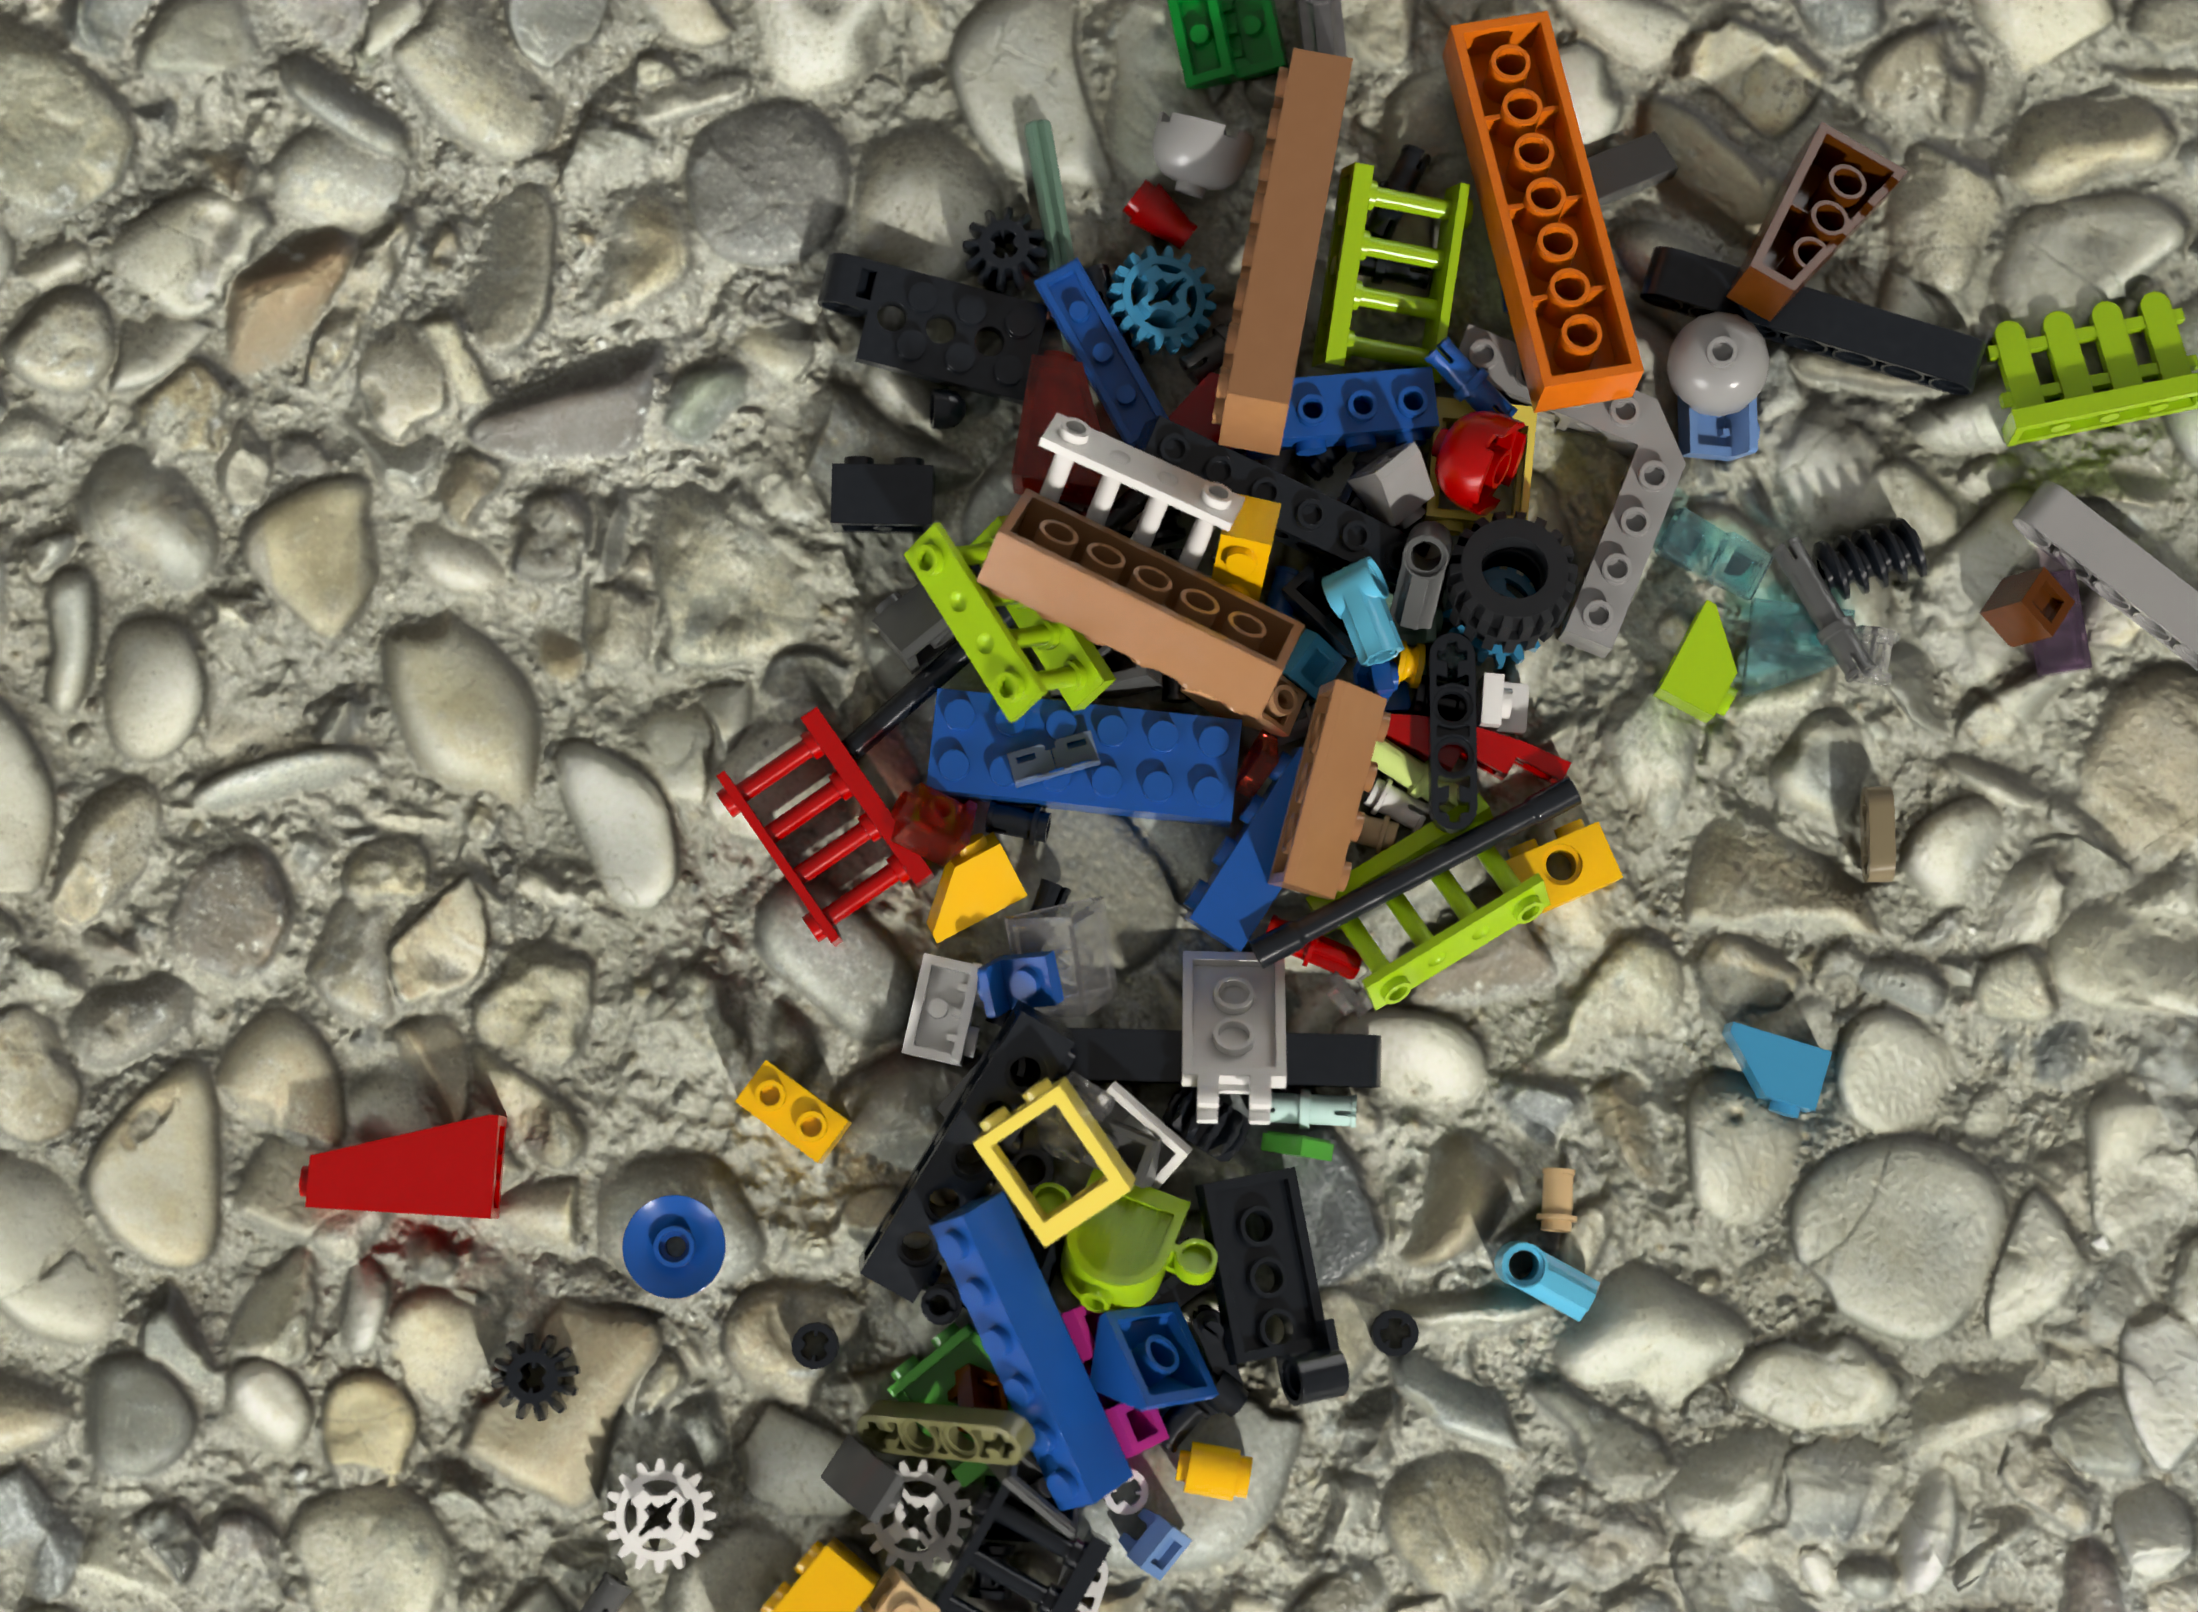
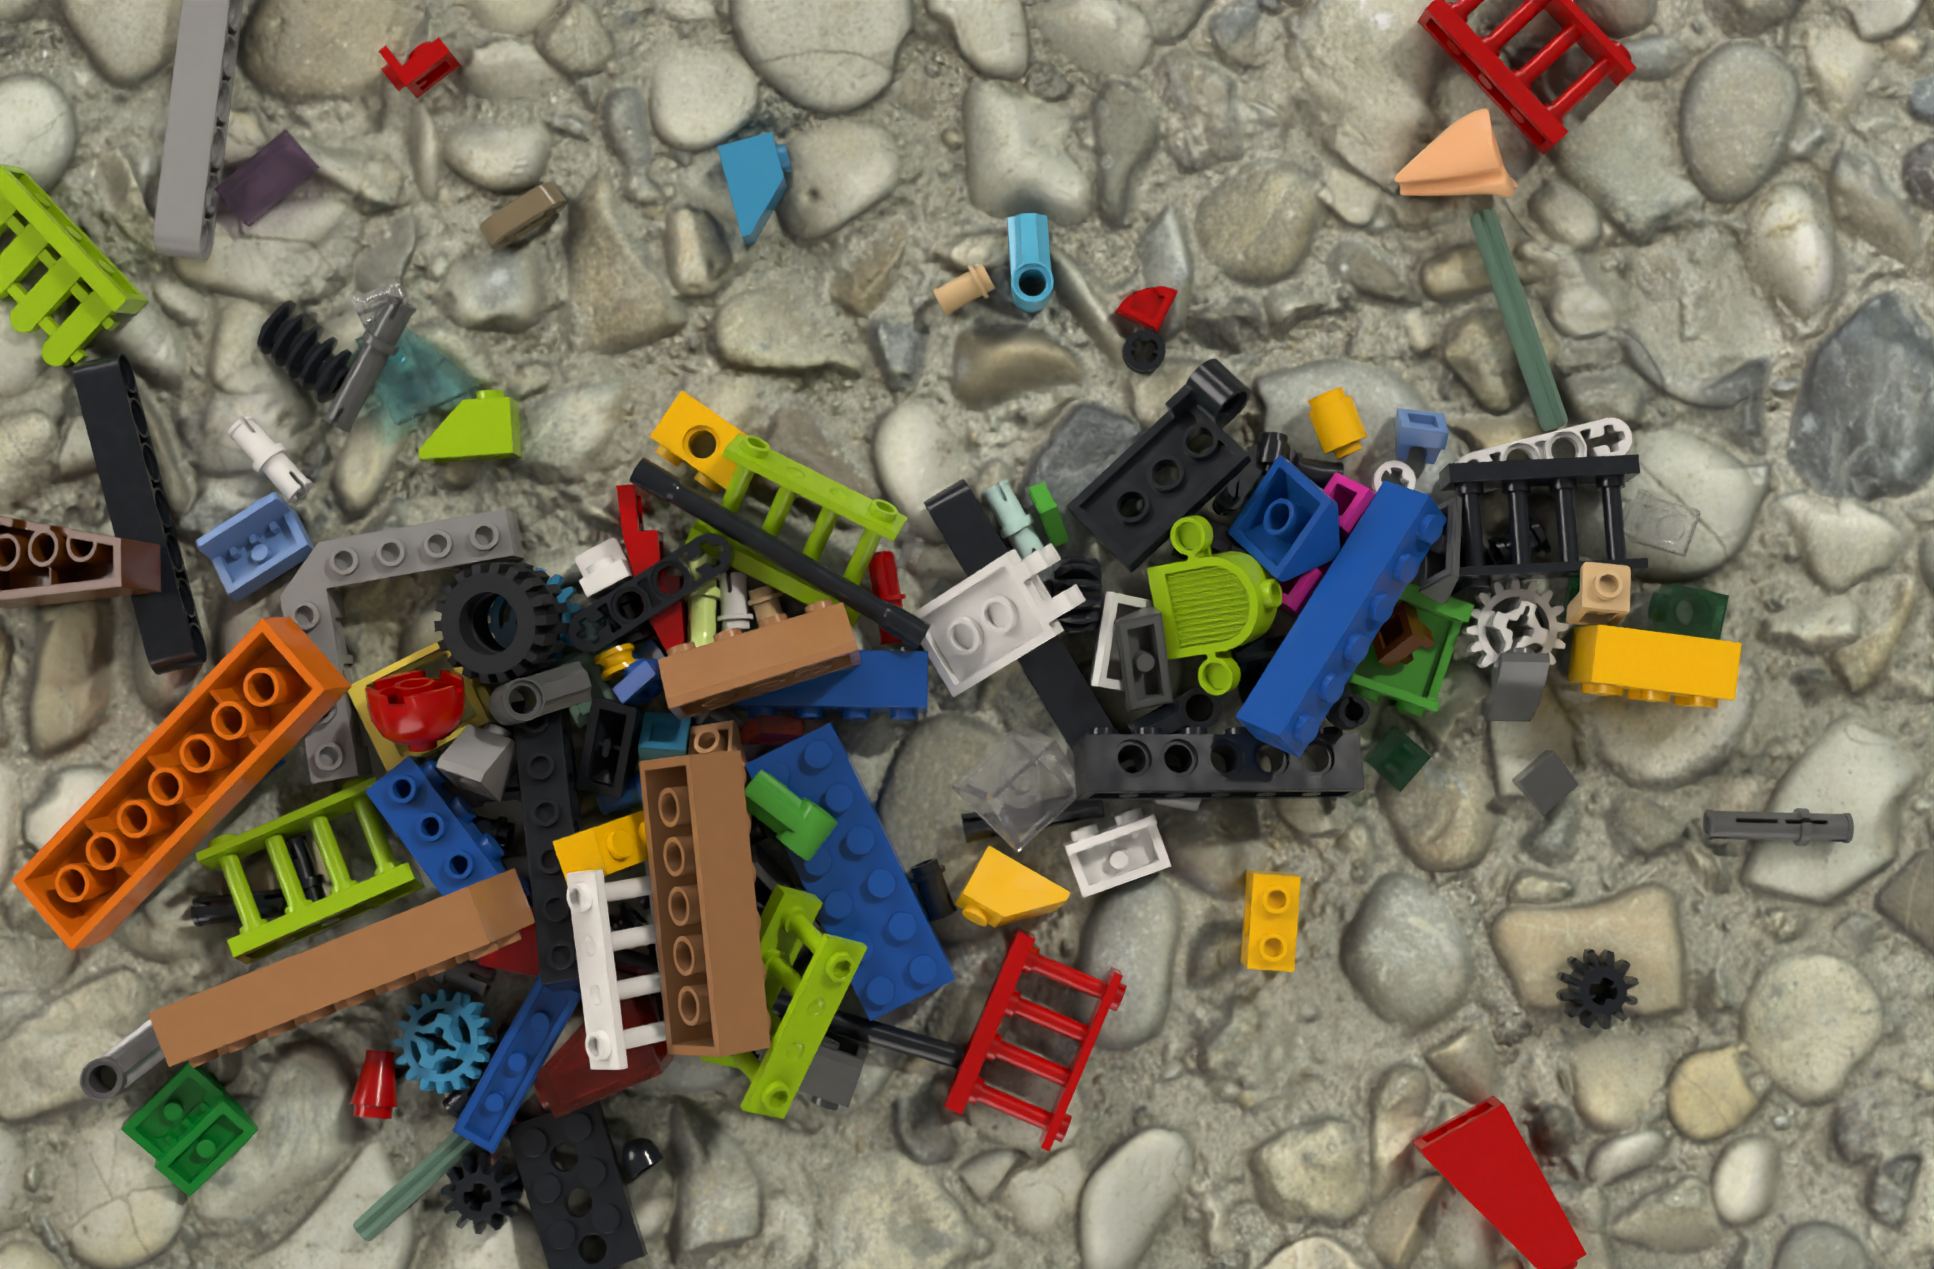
camera: 125 degrees left, 5 degrees up
(642, 1498) = (1633, 841): white gear -> none
(647, 1251) = (1454, 950): blue dish -> none
(754, 1454) = (1545, 781): none -> dark grey slope
(800, 1343) = (1430, 775): black bush -> none
(865, 1328) = (1397, 758): none -> clear green tile
(882, 496) = (742, 1162): black brick -> none
(932, 823) = (979, 956): clear red brick -> none
(998, 1434) = (1443, 644): olive beam -> none
(1019, 977) = (1058, 812): blue bracket -> none
(1026, 772) = (876, 899): sand blue piece -> none
(1055, 1131) = (1141, 700): clear bracket -> none
(1083, 1205) = (1178, 634): light yellow window -> none
(1160, 732) = (797, 821): none -> bright green piece
(1199, 153) = (304, 1086): light grey cylinder -> none
(1359, 598) = (591, 731): medium azure piece -> none
(1434, 1364) = (1147, 306): none -> red tile
(1467, 380) = (358, 755): blue pin -> none
(1631, 168) = (102, 732): dark grey slope -> none
(1714, 554) = (378, 477): clear light blue slope -> none
(1718, 364) = (220, 565): light grey cylinder -> none
(1790, 467) = (270, 459): none -> white pin
(2027, 607) = (268, 206): reddish brown panel -> none
(2071, 830) = (423, 70): none -> red bracket

